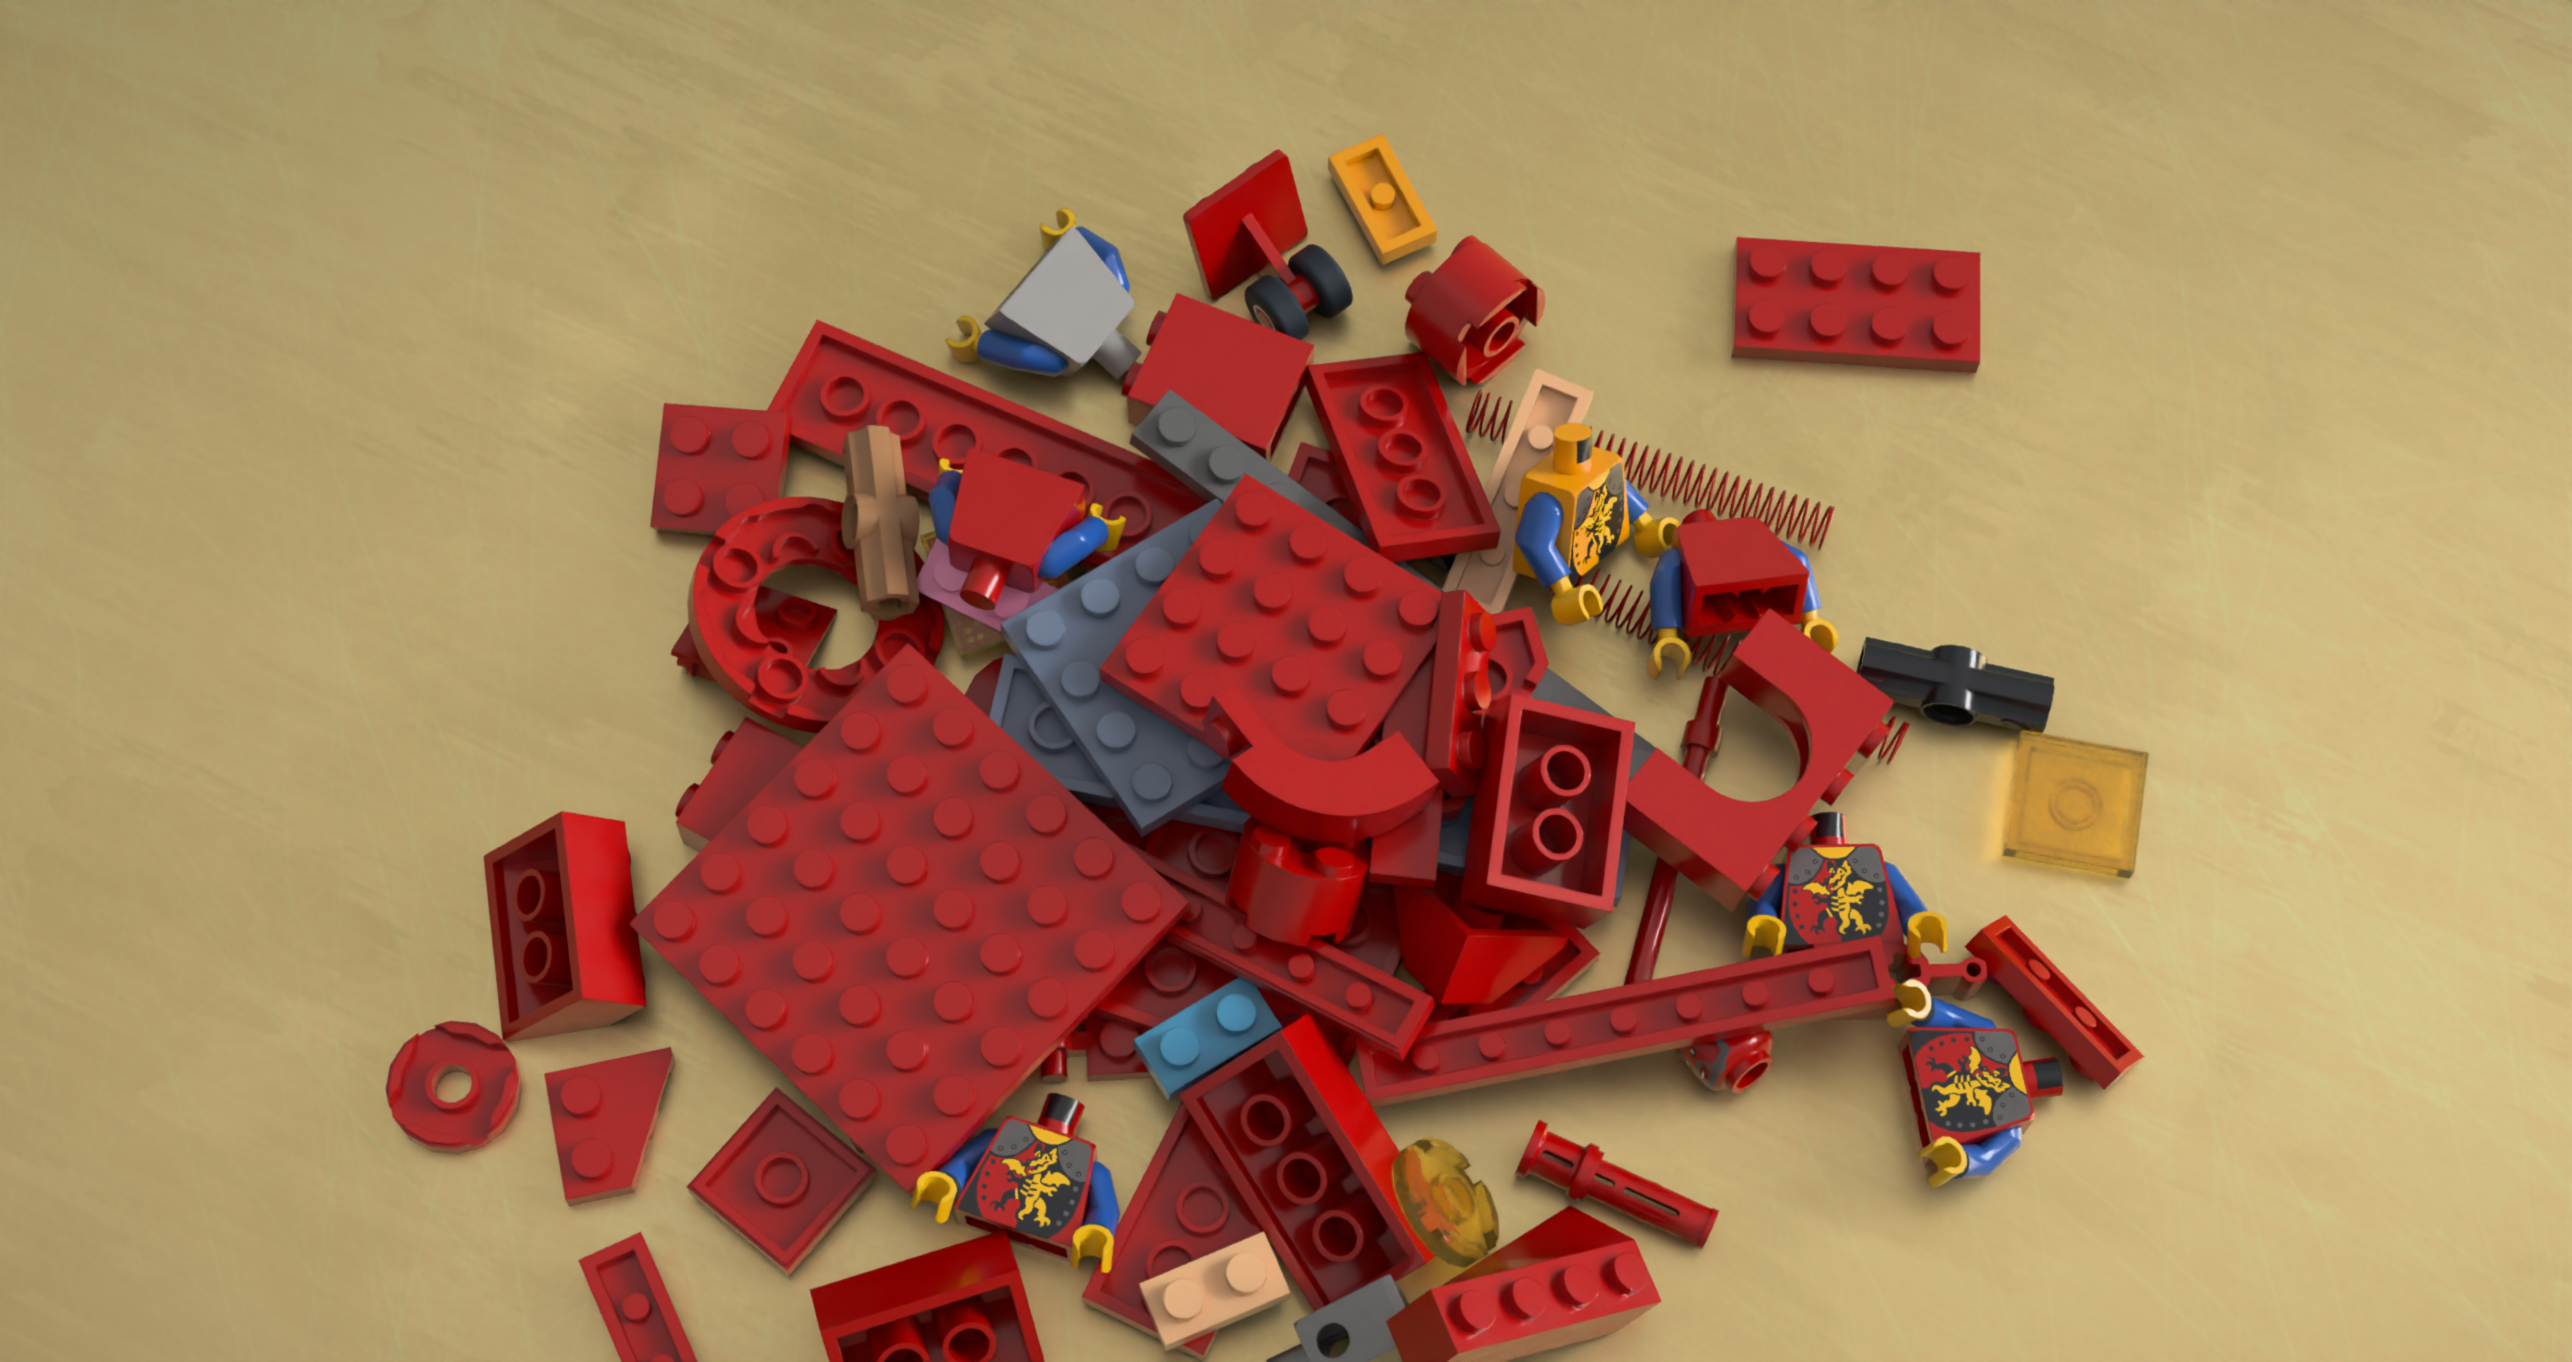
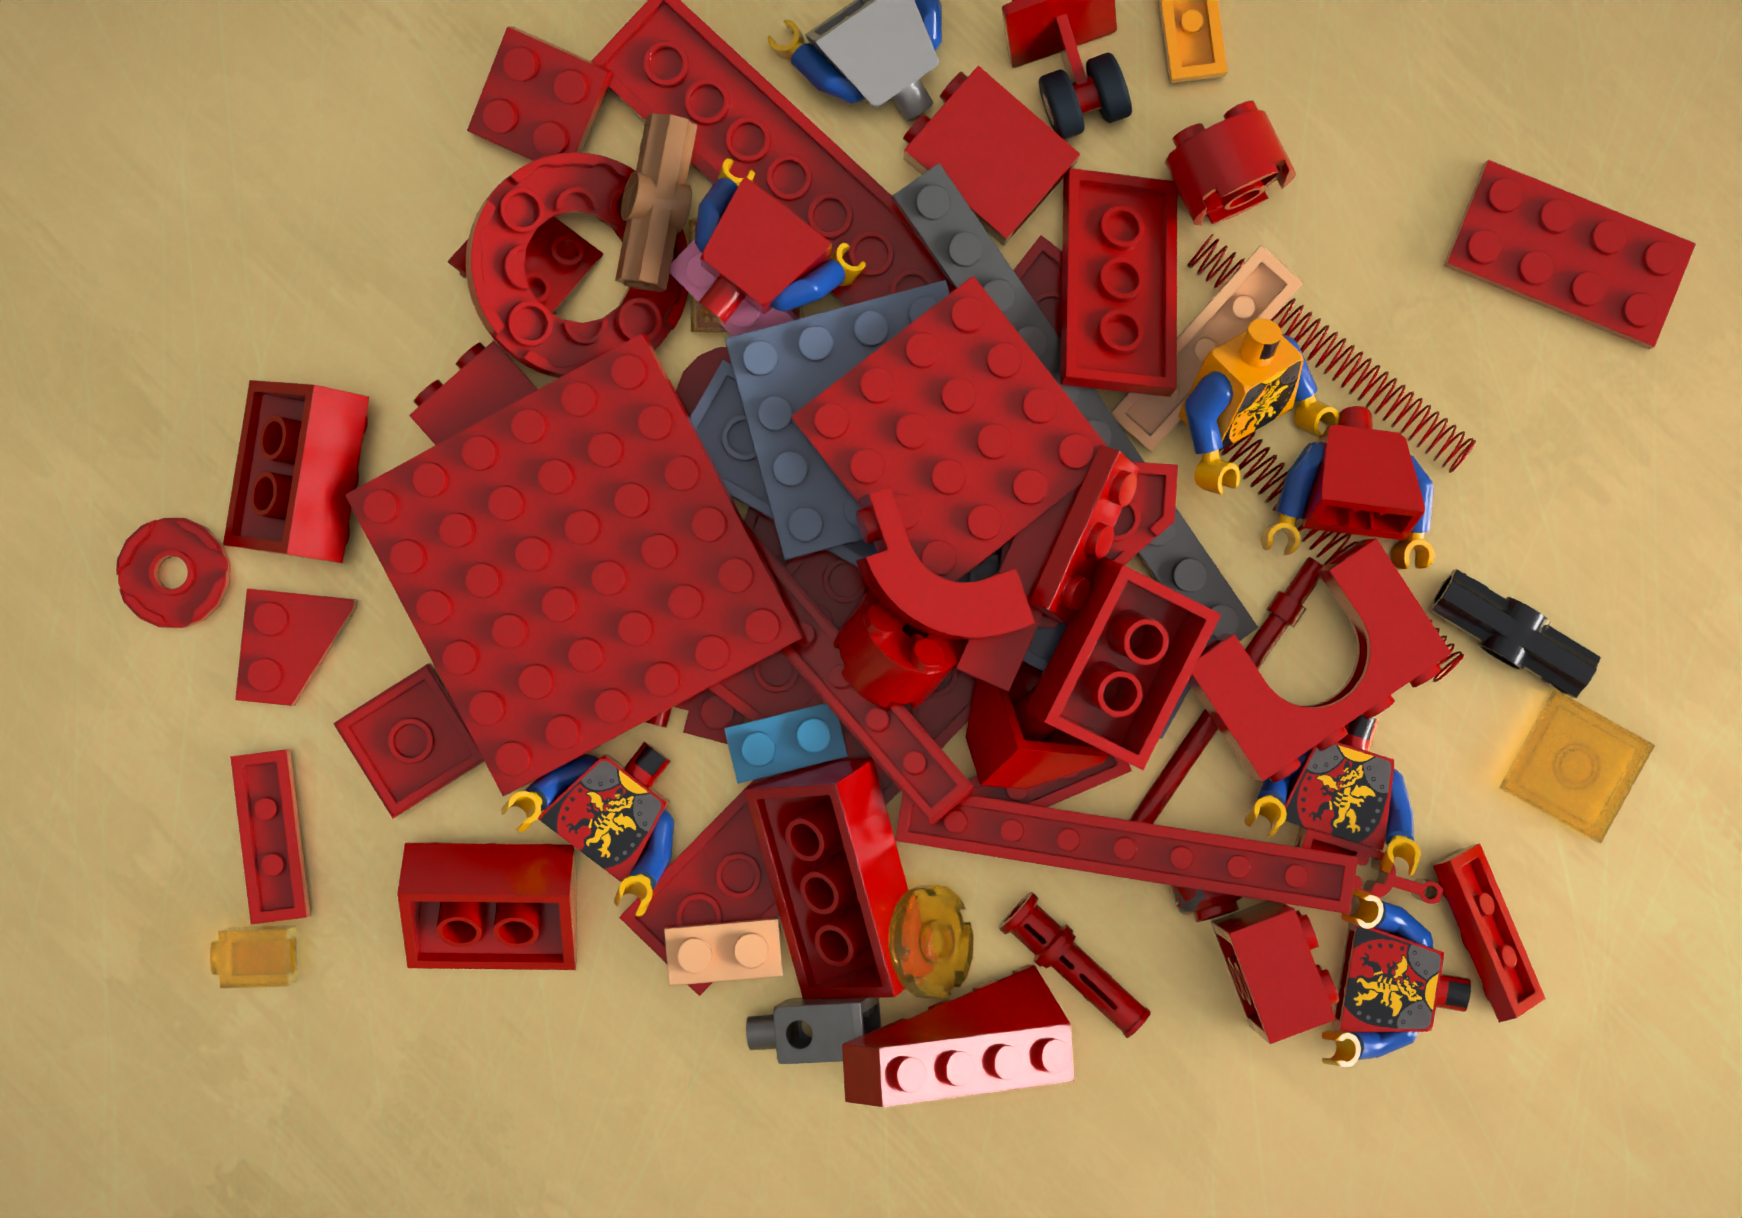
camera: 20 degrees right, 20 degrees up
(1835, 1093) = (1275, 970): none -> red brick

